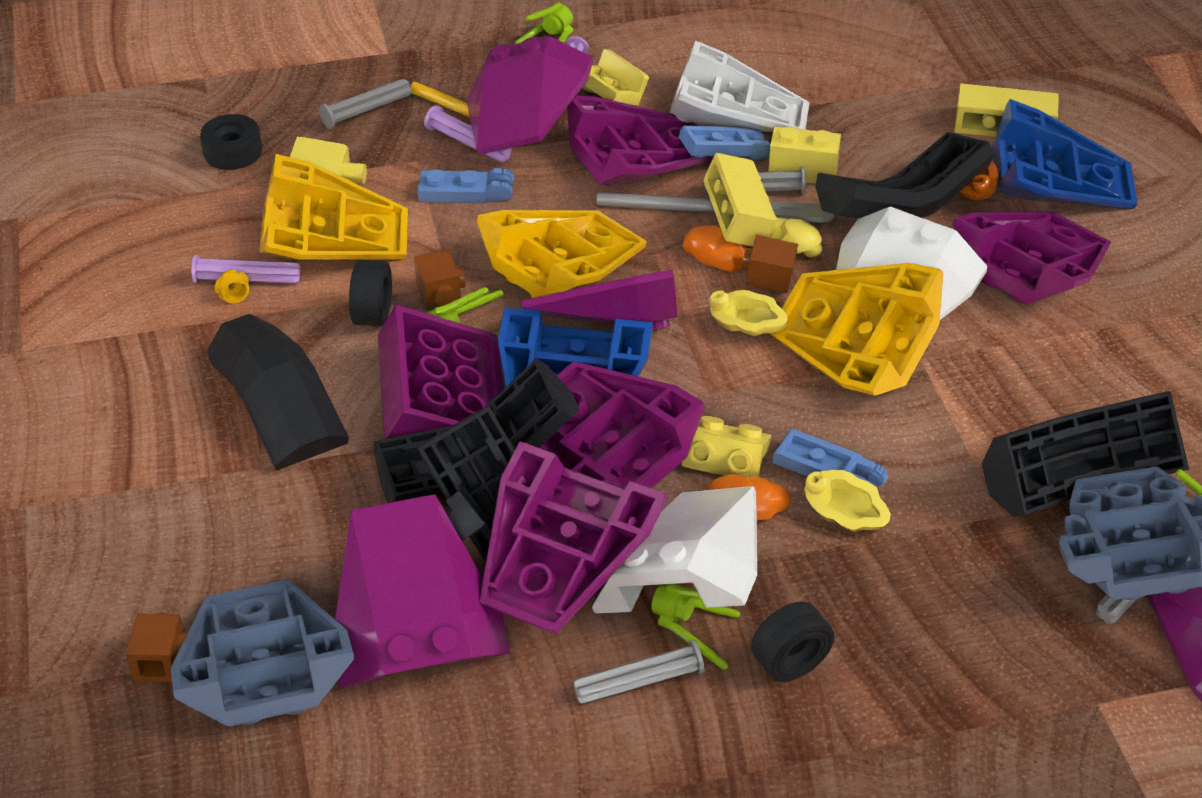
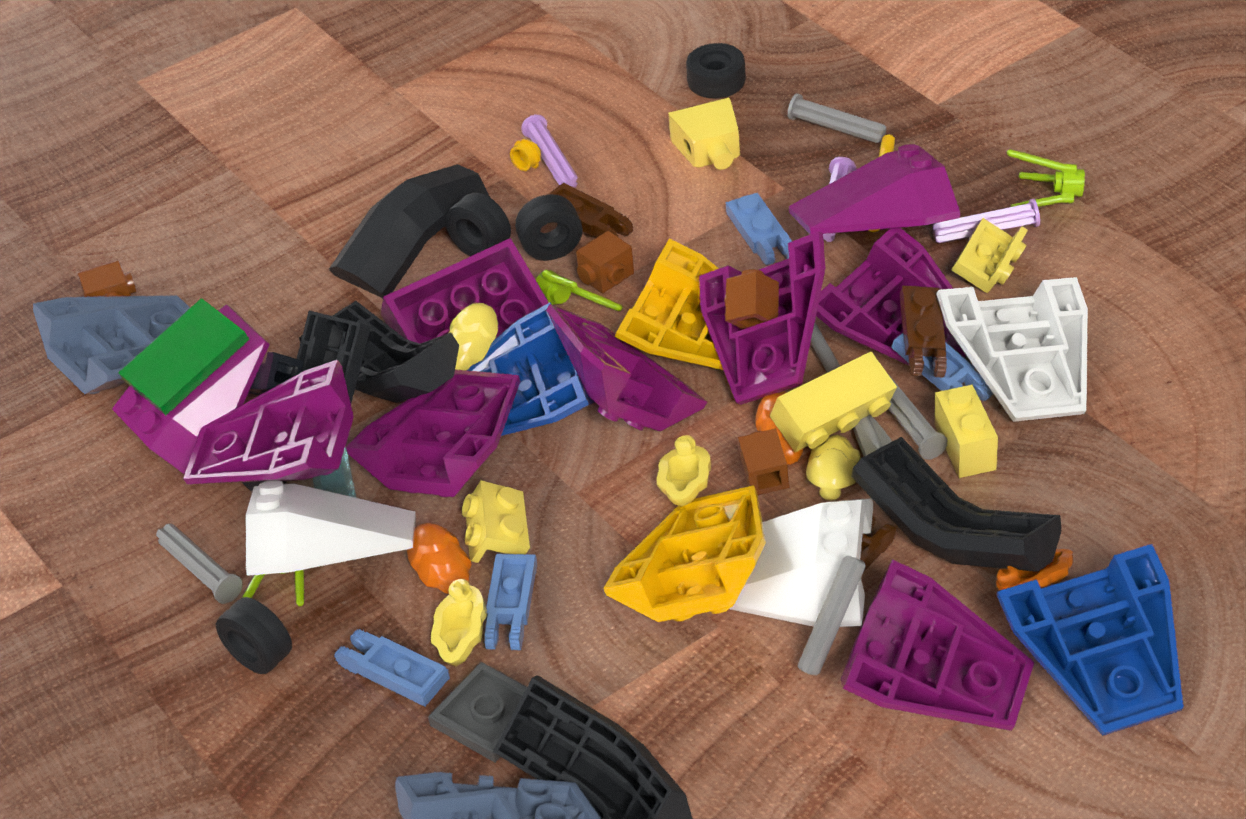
camera: 70 degrees right, 0 degrees up
(319, 320) = (477, 223): none -> black tyre
(328, 217) = (637, 166): yellow wedge -> none
(334, 278) = (595, 213): none -> reddish brown hinge
(396, 569) = (183, 356): none -> green tile
(480, 377) = (474, 331): none -> light yellow arm
(611, 188) = (751, 299): none -> dark orange brick
(629, 192) = (775, 352): none -> magenta wedge
(702, 126) = (923, 329): none -> reddish brown hinge
(868, 564) = (393, 667): none -> medium blue hinge
(950, 520) = (479, 709): none -> dark grey tile
(982, 107) = (1196, 587): light yellow brick -> none
(982, 274) = (831, 615): none -> light grey axle

